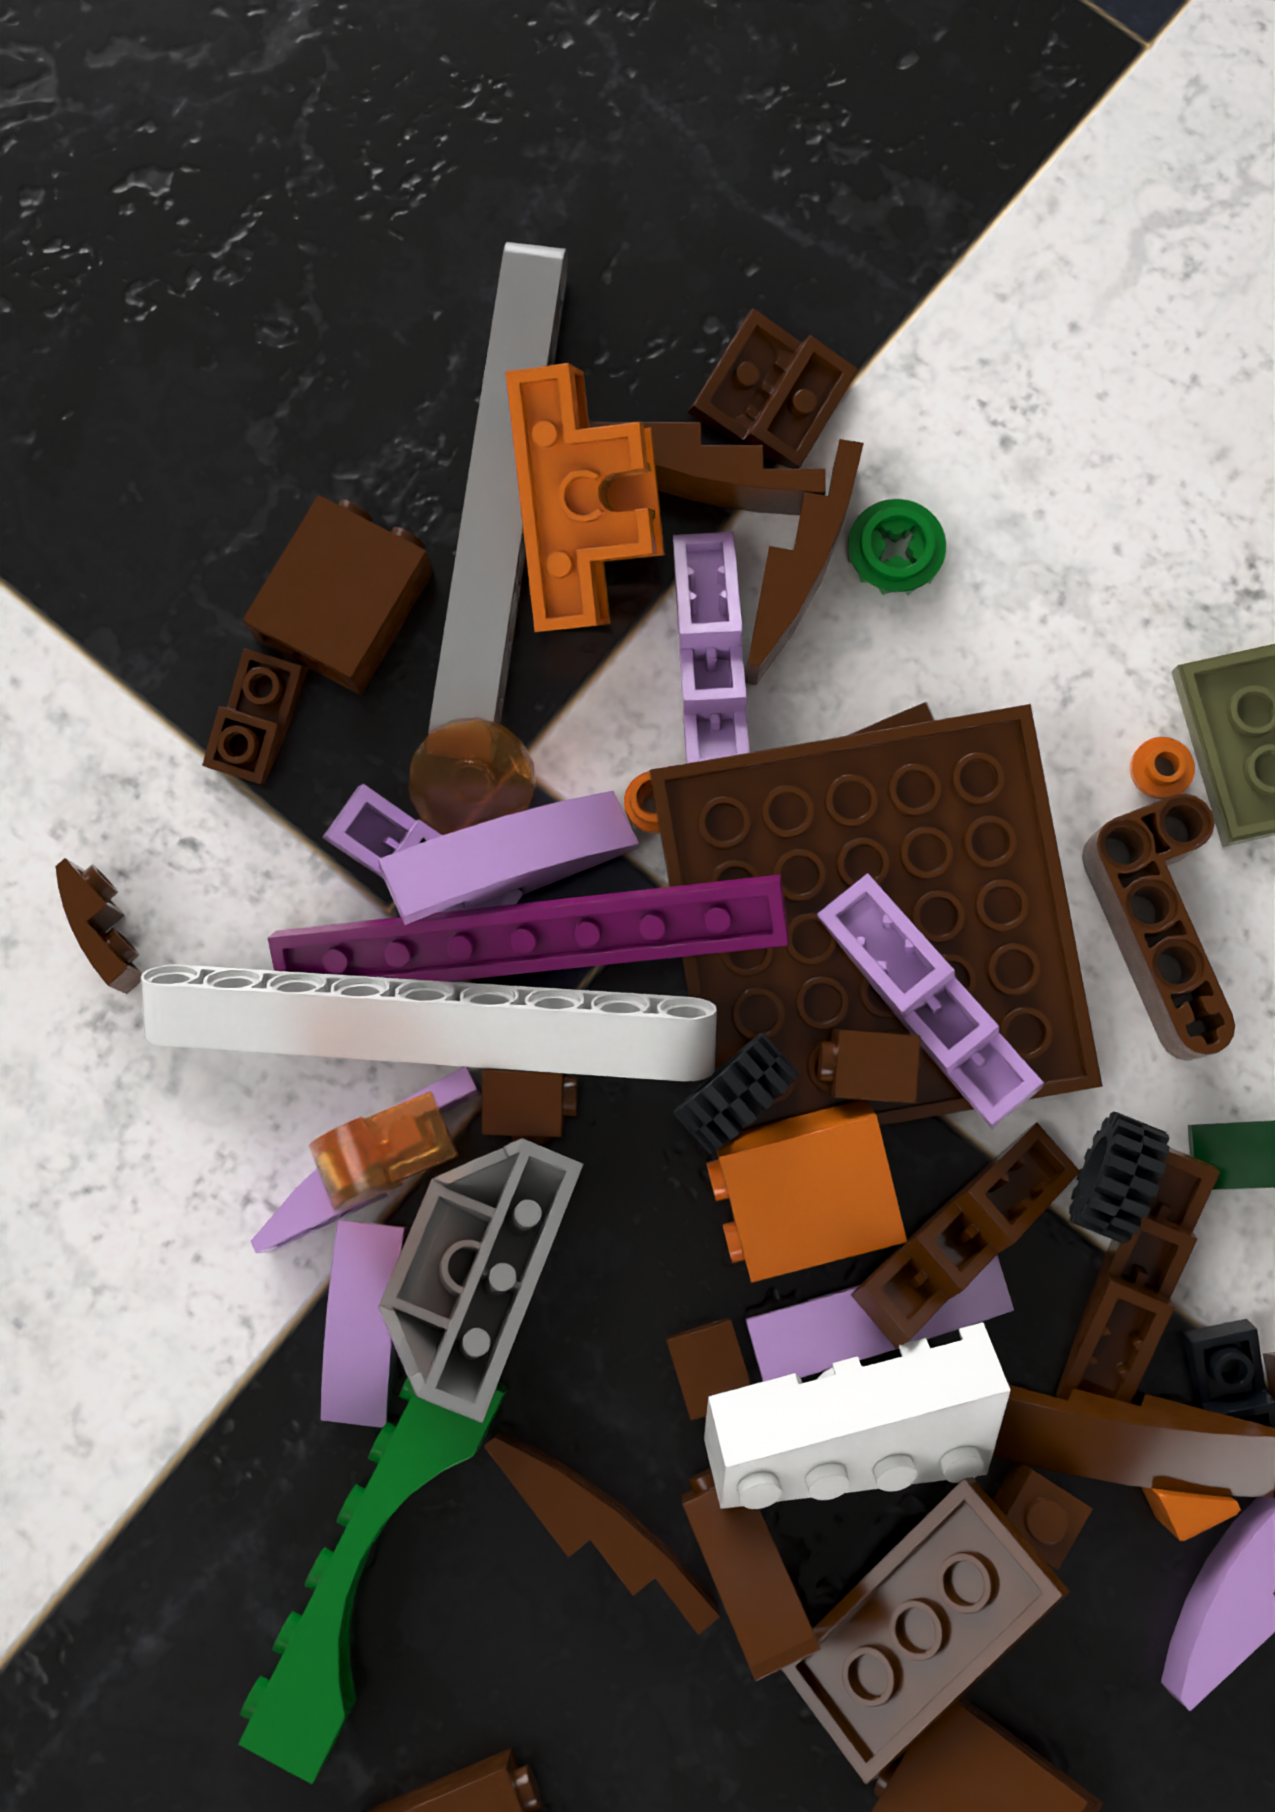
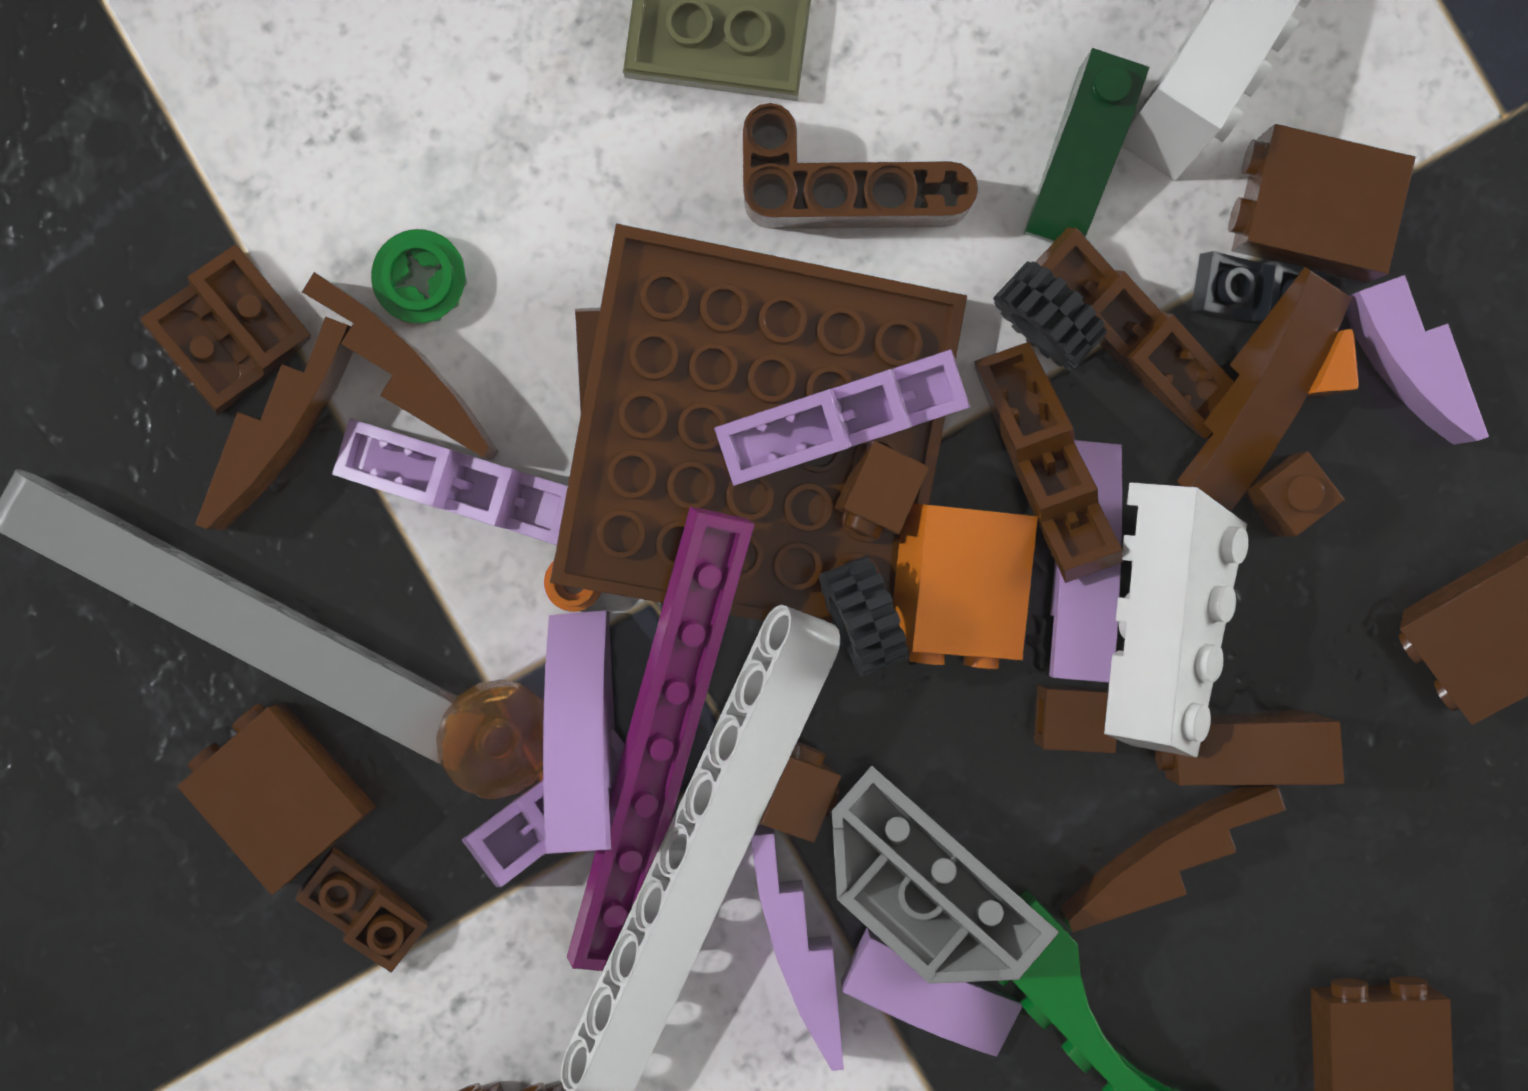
camera: 75 degrees left, 10 degrees up
(382, 1150) = (803, 936): clear orange brick -> none
(581, 495) = (271, 551): orange piece -> none
(924, 1628) = (1348, 624): plate -> none
(1149, 780) = (715, 142): orange plate -> none

